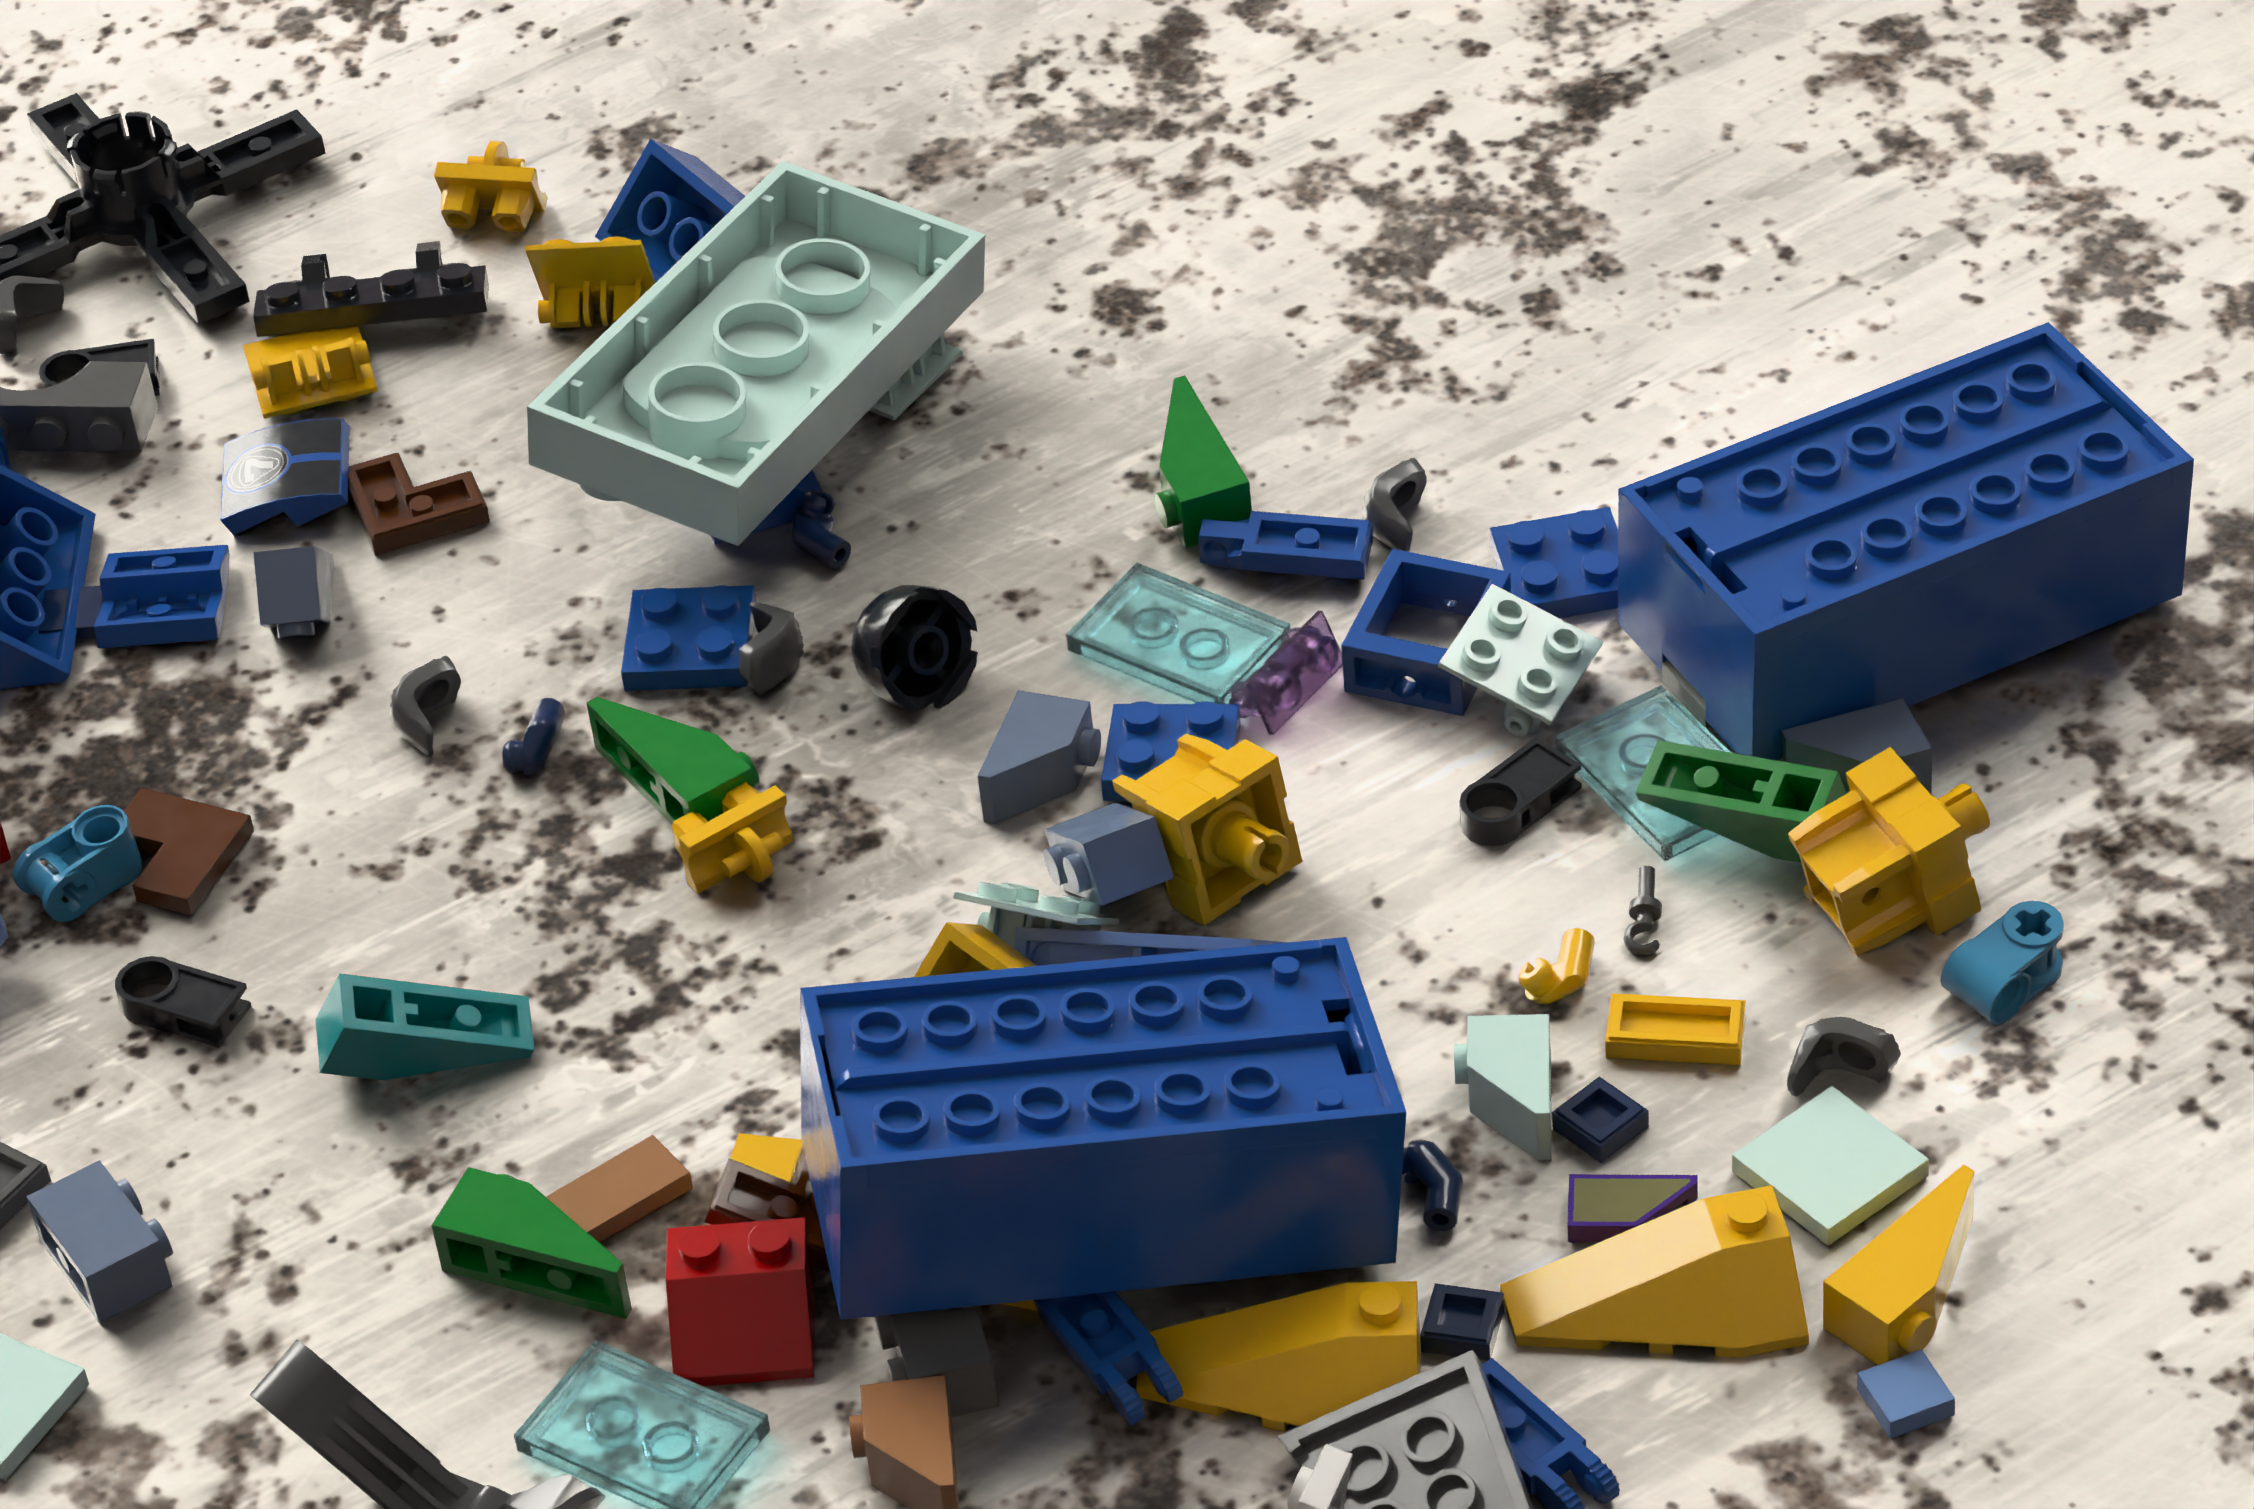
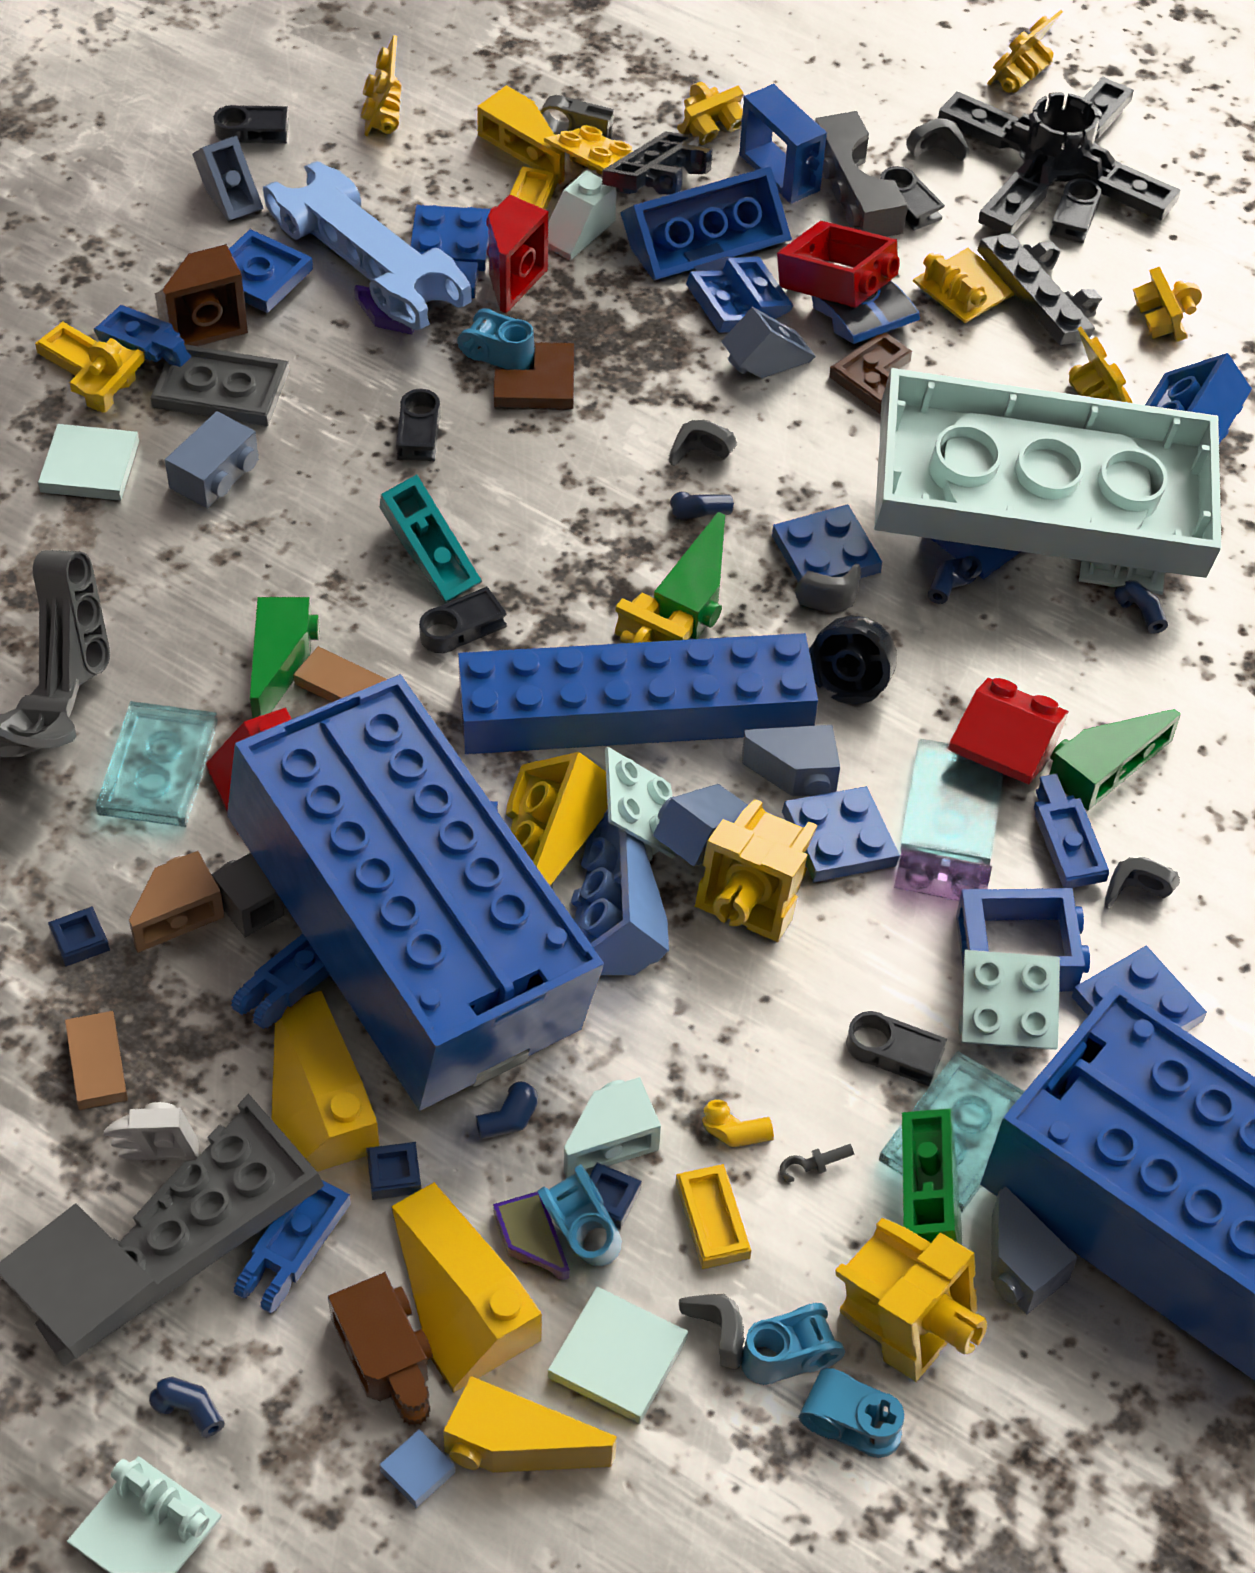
camera: 60 degrees right, 10 degrees up
(193, 438) = (807, 270): none -> red window
(256, 229) = (1073, 214): none -> black piece
(582, 1029) = (469, 615): none -> black piece
(834, 873) = (634, 692): none -> blue brick
(971, 368) = (1147, 602): none -> dark blue arm
(1117, 533) = (1009, 729): none -> red slope
(1625, 1133) = (578, 1210): none -> dark azure piece
(1732, 1377) = (383, 1345): none -> reddish brown hinge
(1895, 994) = (798, 1339): none -> dark azure piece

